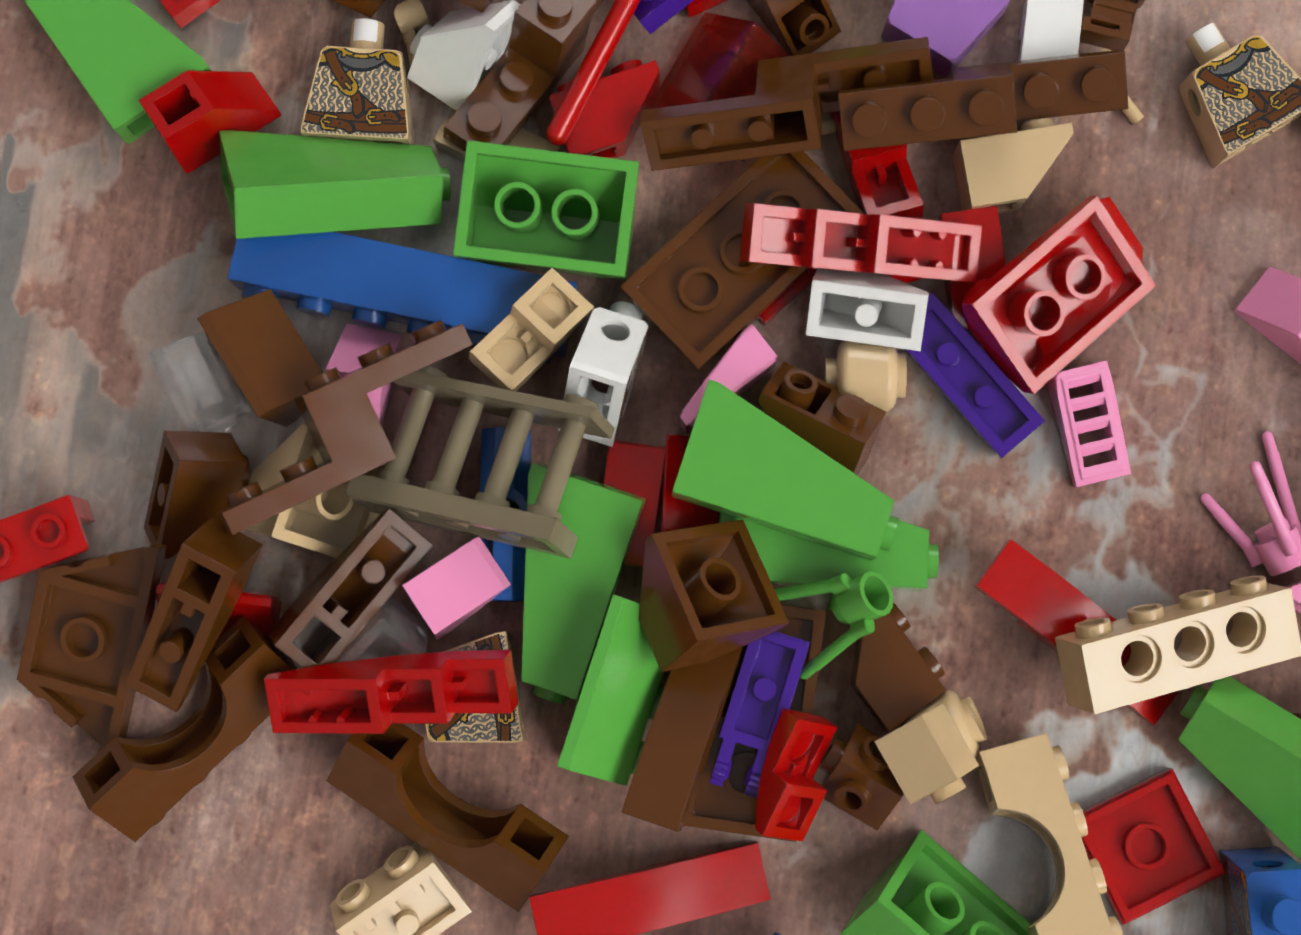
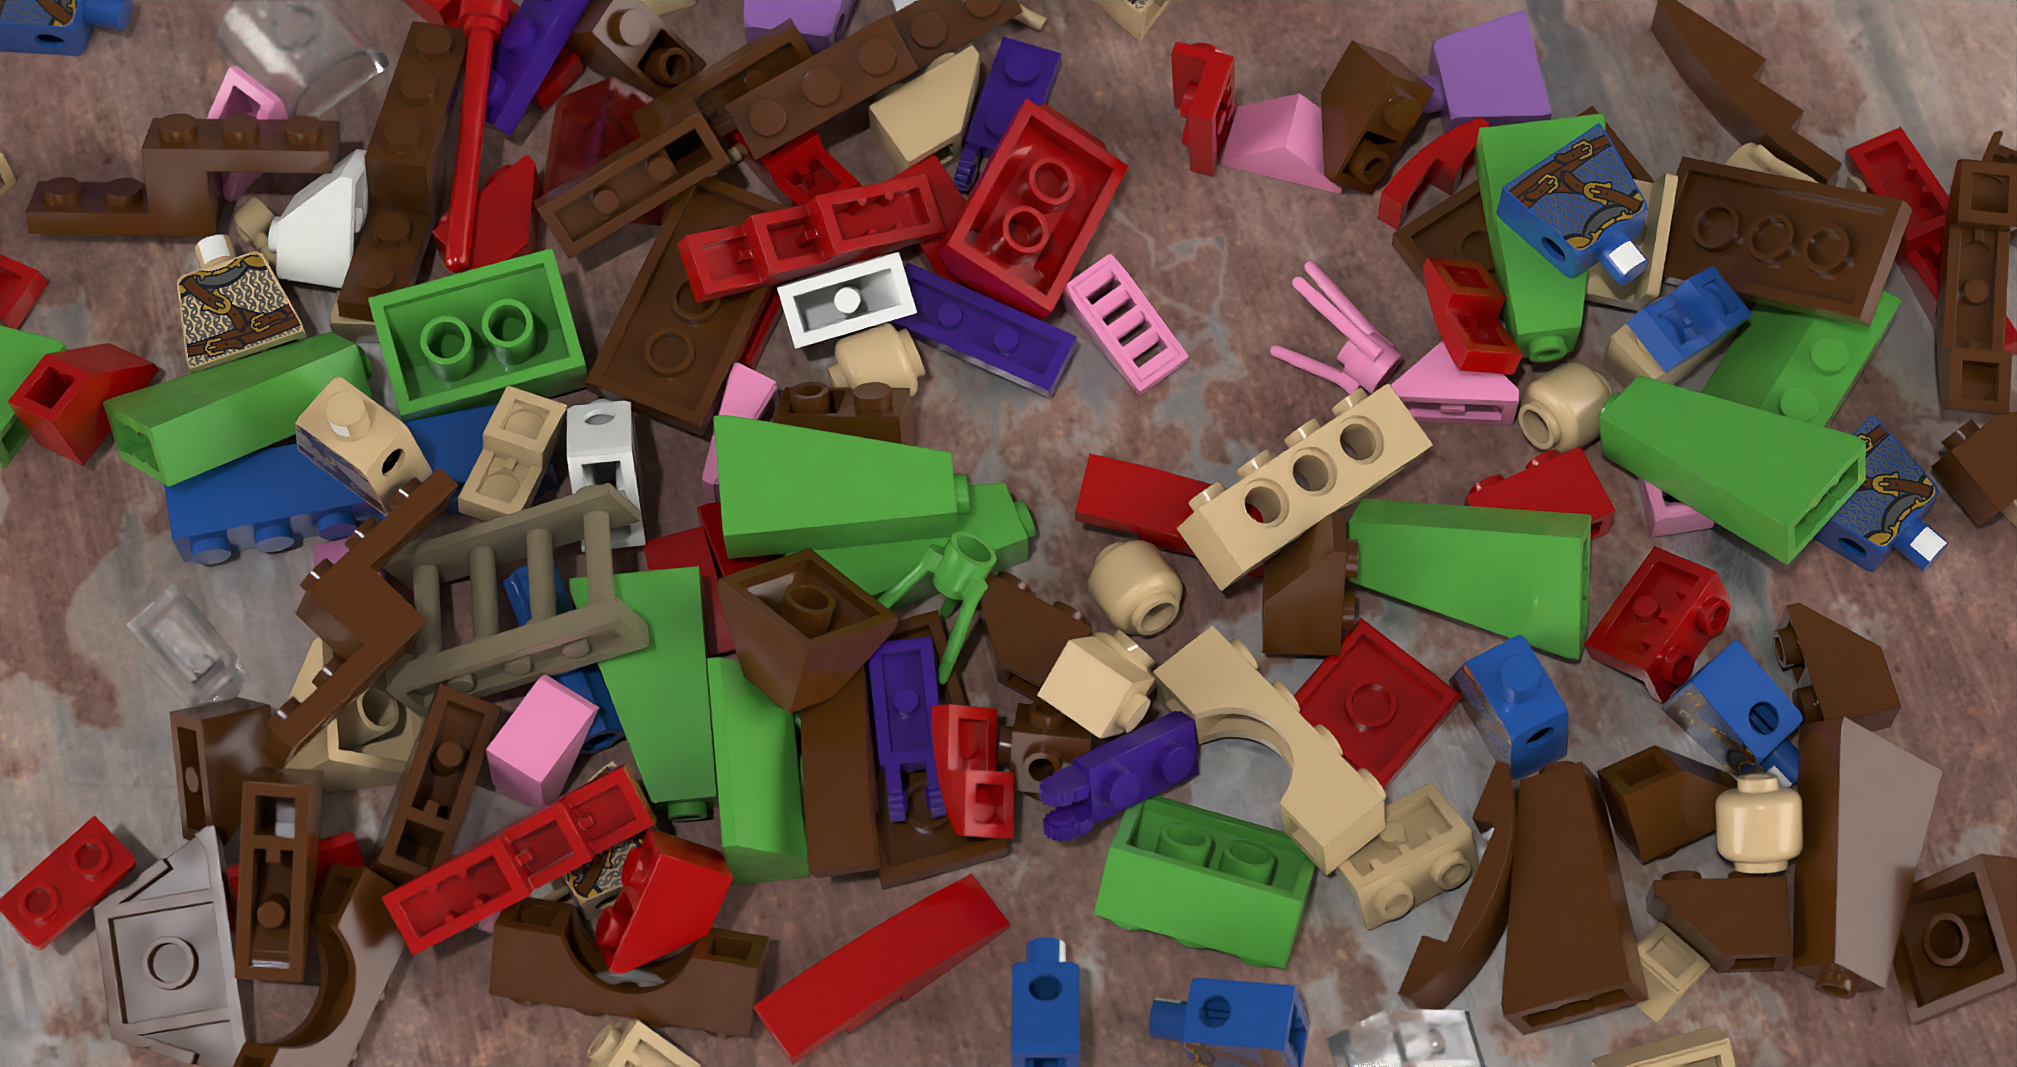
camera: 25 degrees left, 15 degrees down
(262, 354) = (245, 598): reddish brown slope -> none
(406, 273) = (353, 439): none -> tan torso
(494, 775) = (664, 901): none -> red slope
(911, 829) = (1119, 775): none -> dark purple hinge
(997, 662) = (1135, 587): none -> tan head
(1087, 171) = (1016, 74): none -> dark purple hinge
(1142, 740) = (1306, 594): none -> reddish brown slope
(1256, 245) = (1206, 98): none -> red bracket

